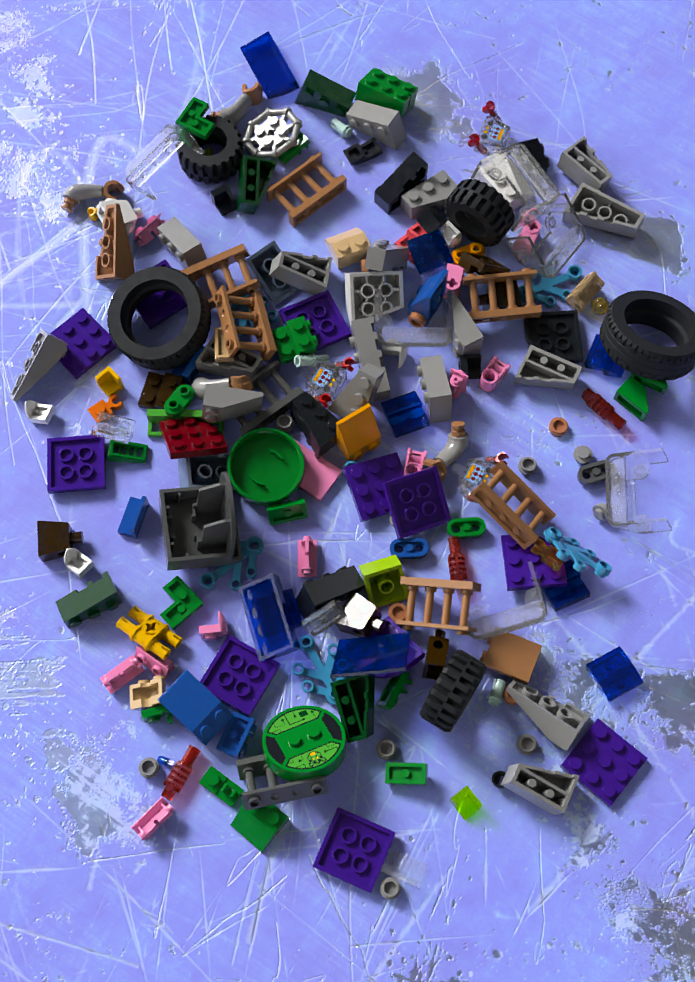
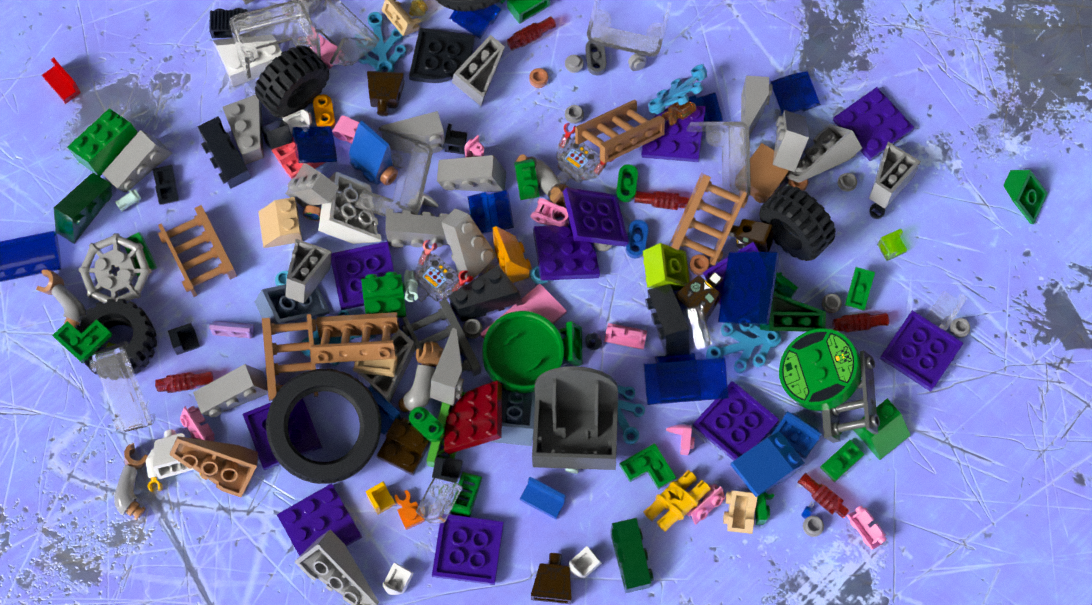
camera: 80 degrees left, 0 degrees up
(122, 674) = (712, 537): bright pink hinge -> none
(143, 428) = (447, 468): none -> black panel
(186, 211) = (183, 382): none -> clear red hinge
(242, 231) = (232, 329): none -> lavender slope
(252, 182) = (174, 302): dark green wedge -> none
(295, 529) = (595, 345): none -> black hinge
(371, 781) = (859, 322): none -> clear red hinge
(438, 51) = (61, 82): none -> red panel
(442, 434) = (526, 179): none -> green plate
(480, 264) = (347, 97): dark brown plate -> none
(493, 134) = (189, 52): torso -> none
(495, 372) = (466, 117): bright pink piece -> none
(512, 312) = (408, 82): medium nougat fence -> none
(552, 671) = (790, 140): none -> light grey wedge
(561, 940) = (1025, 193): none -> green slope
(582, 630) = (754, 98): none -> light grey slope

